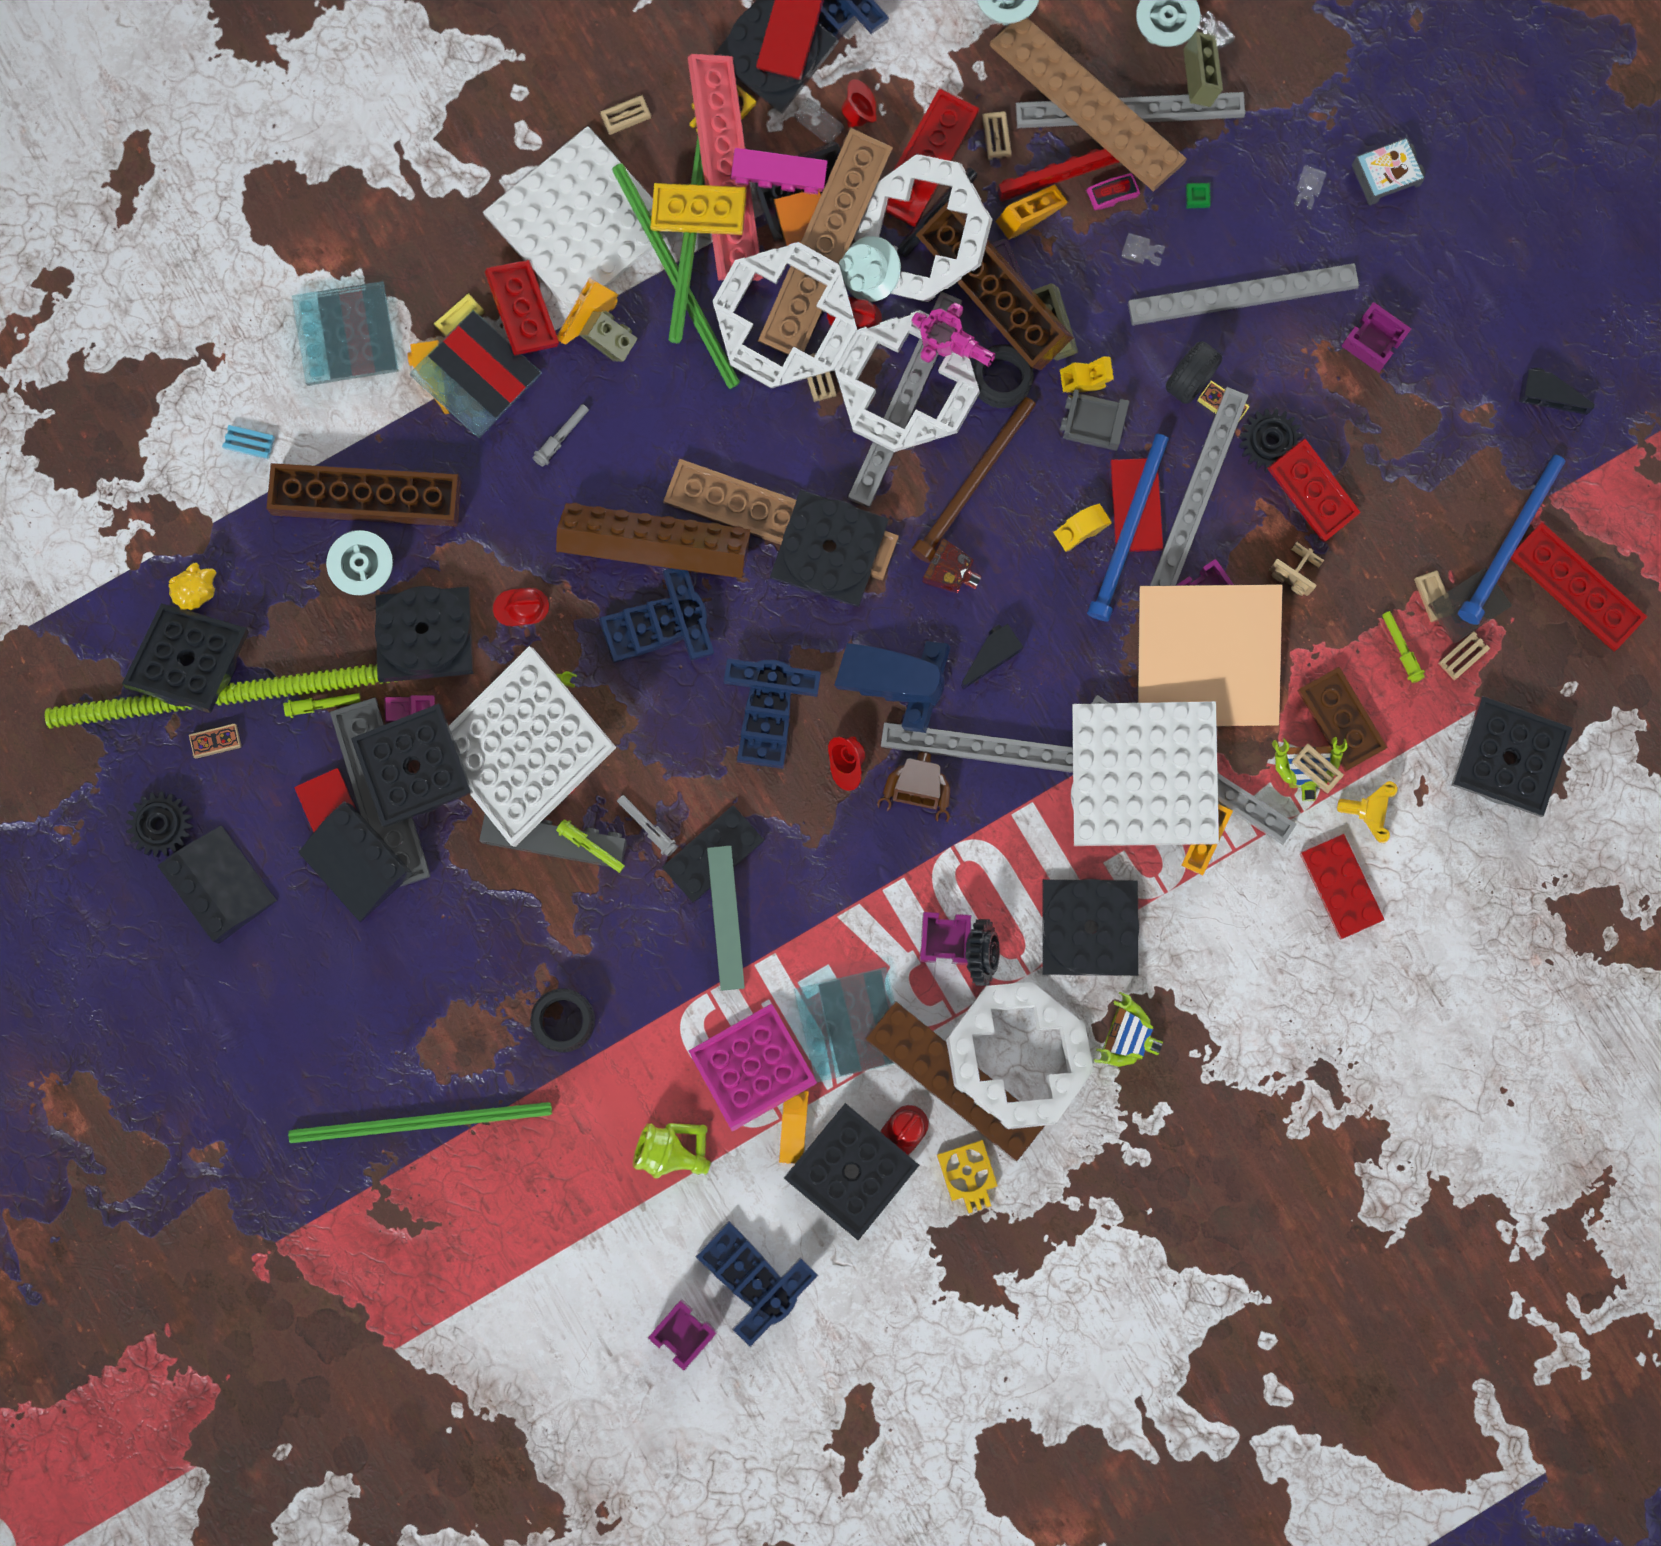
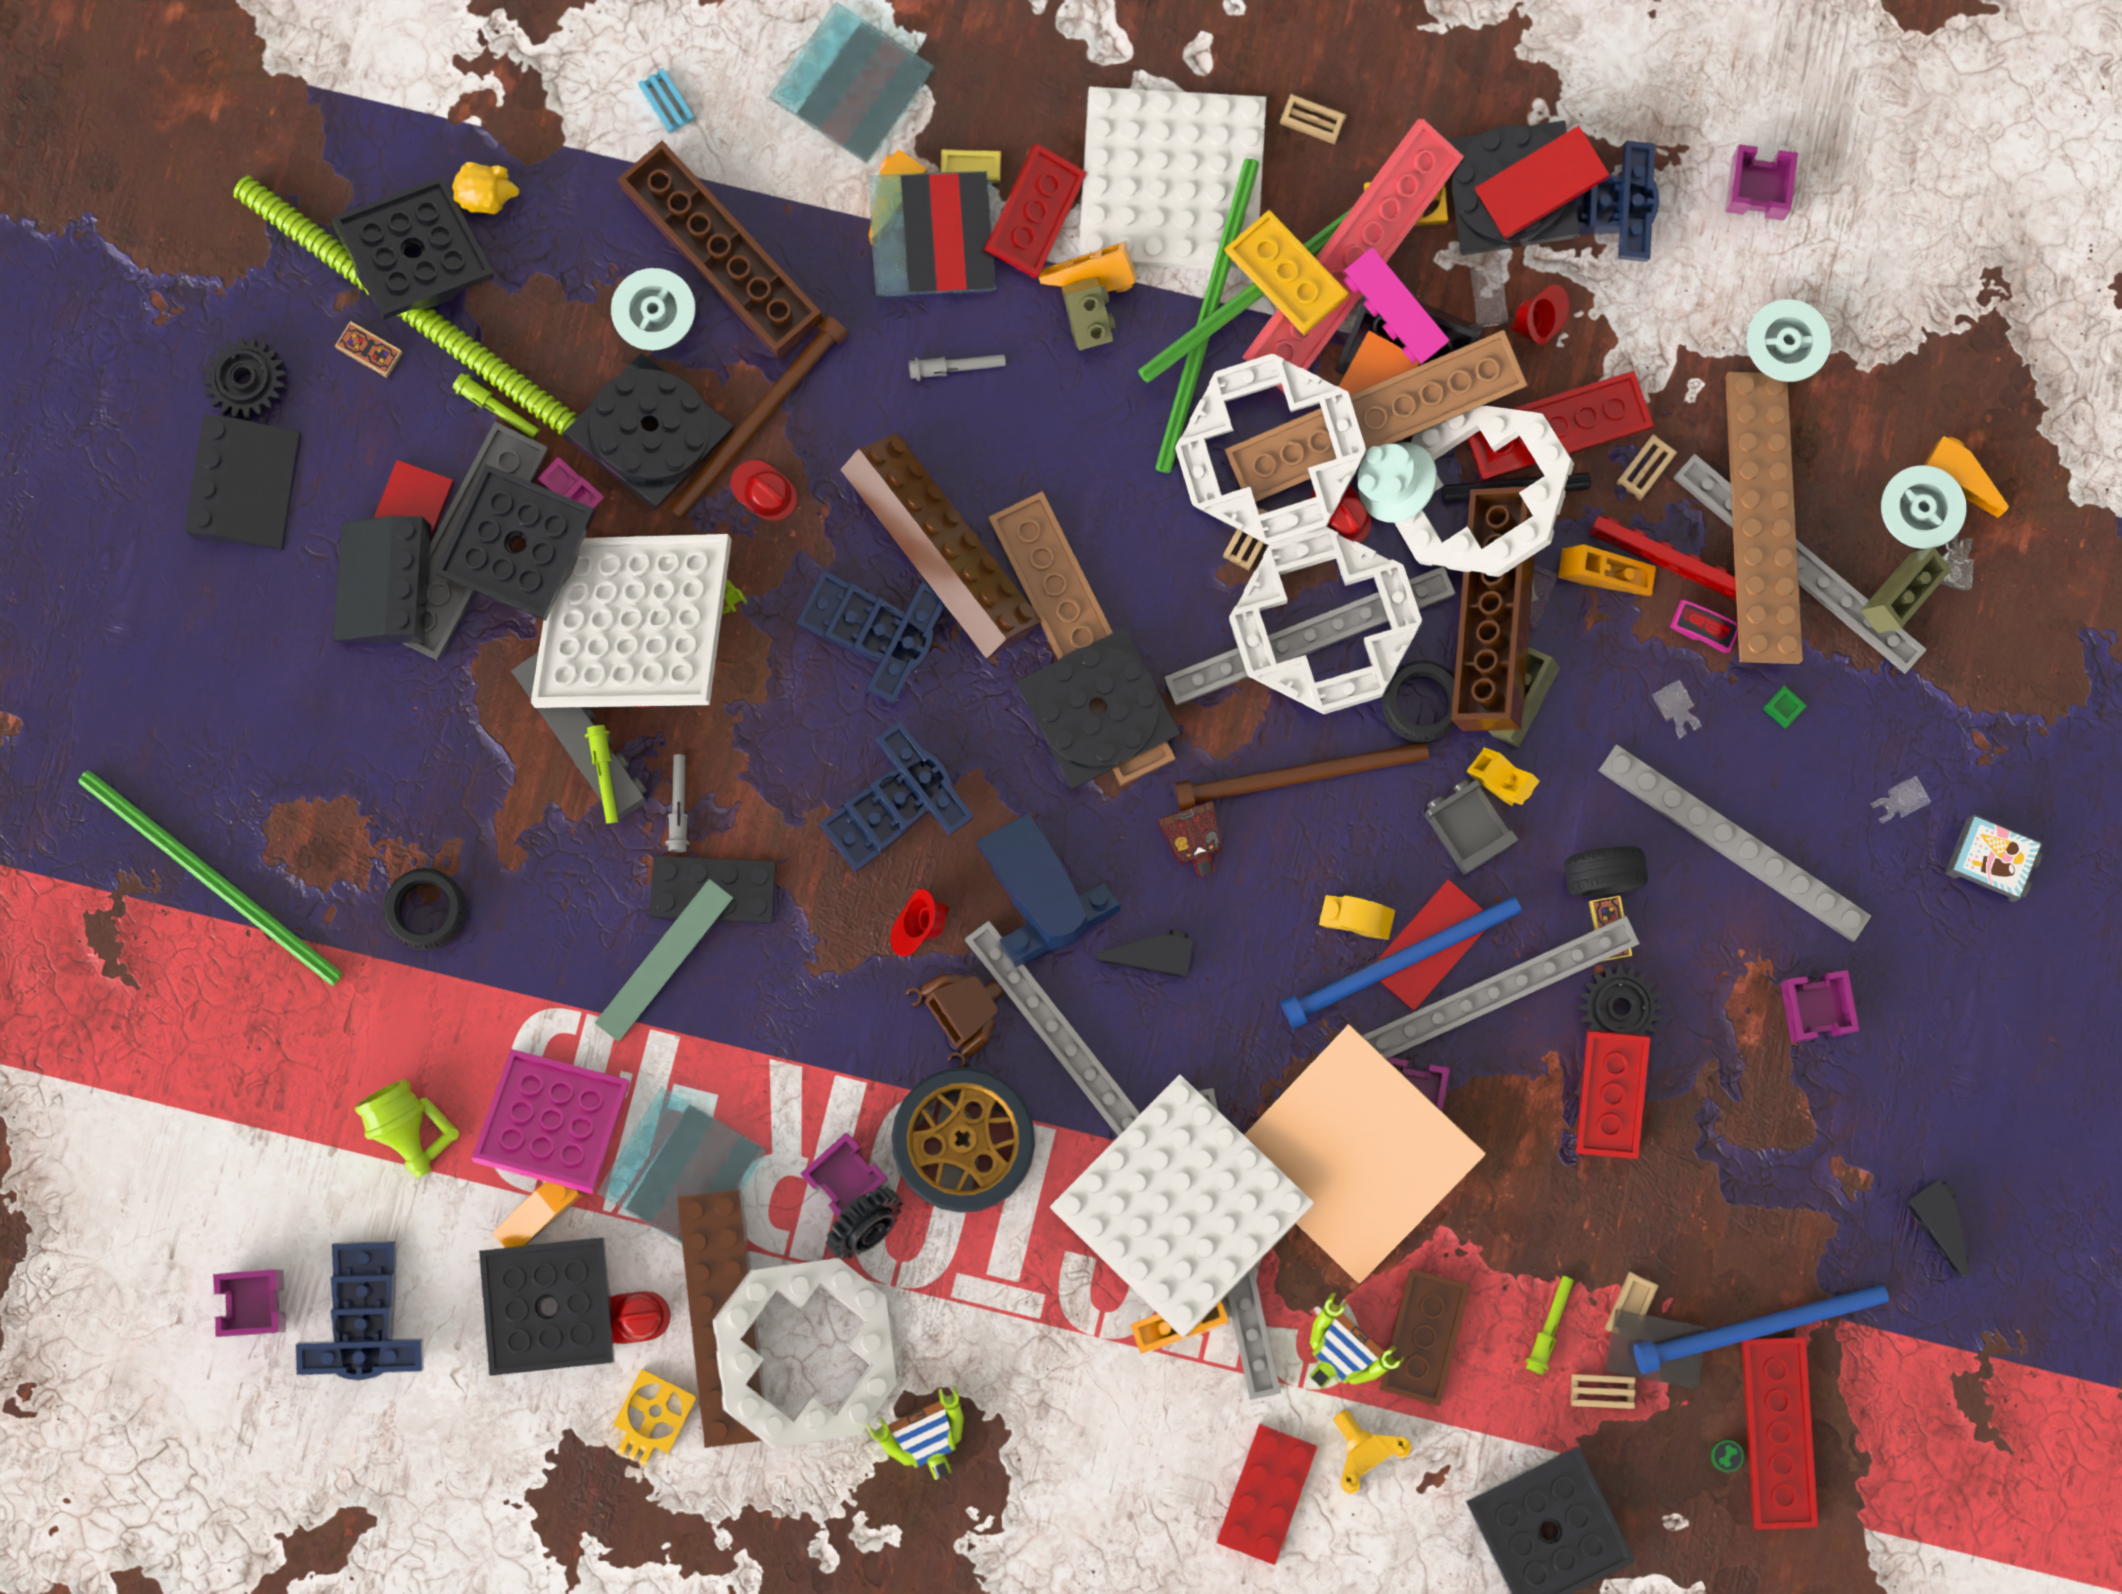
camera: 45 degrees right, 0 degrees up
(473, 482) = (830, 332): none -> reddish brown piece
(959, 342) = (1407, 630): dark pink piece -> none
(977, 815) = (975, 1087): none -> wheel
(1067, 945) = (998, 1336): black piece -> none
(1296, 761) = (1350, 1364): tan tile -> none
(1299, 583) = (1508, 1170): tan plate -> none
(1562, 626) = (1727, 1455): none -> tile

